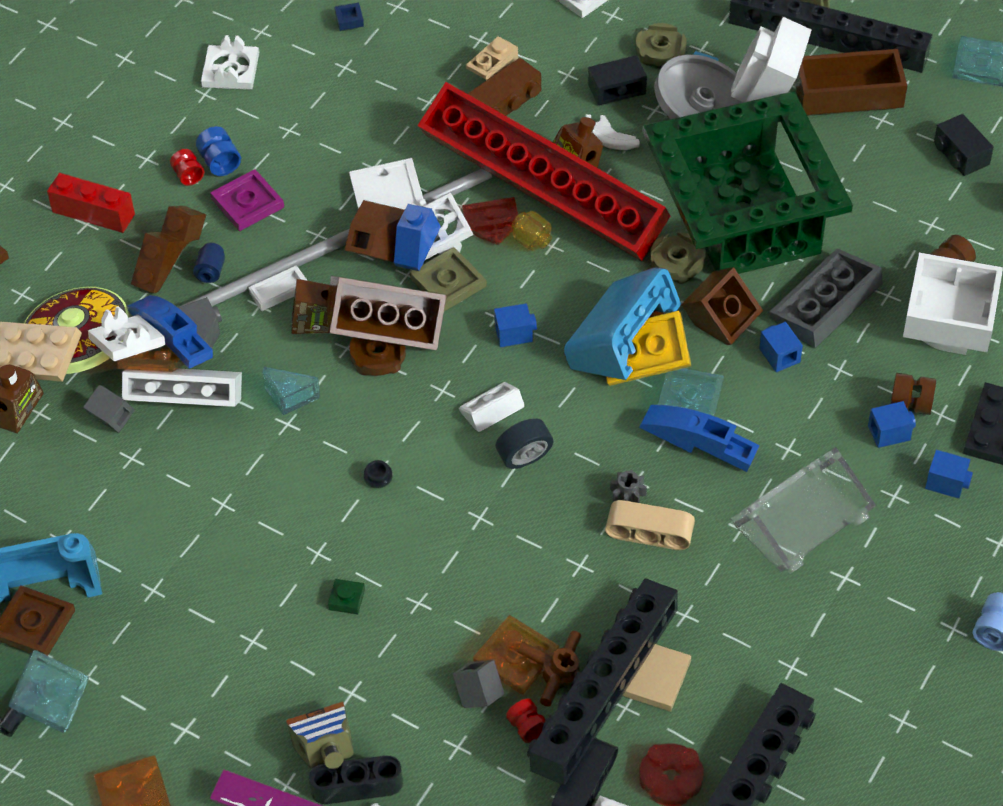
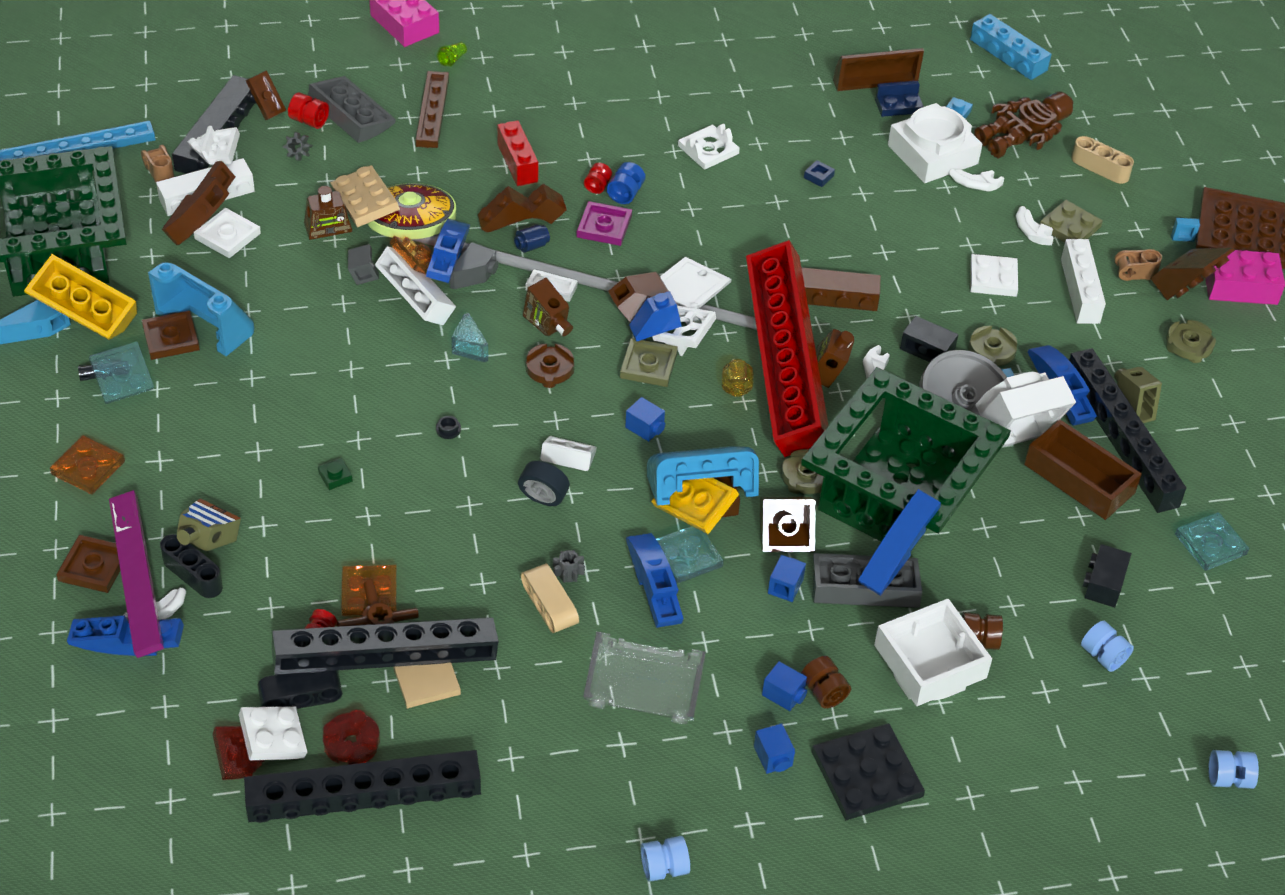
camera: 45 degrees right, 5 degrees down
(133, 343) = (414, 234): white piece -> none
(384, 312) = (572, 341): slope -> none
(478, 683) = (325, 583): dark grey panel -> none
(491, 219) = (726, 348): clear red slope -> none
(493, 58) = (862, 262): tan slope -> none
(733, 23) = (1056, 365): none -> blue slope
(837, 242) = (899, 542): none -> blue slope

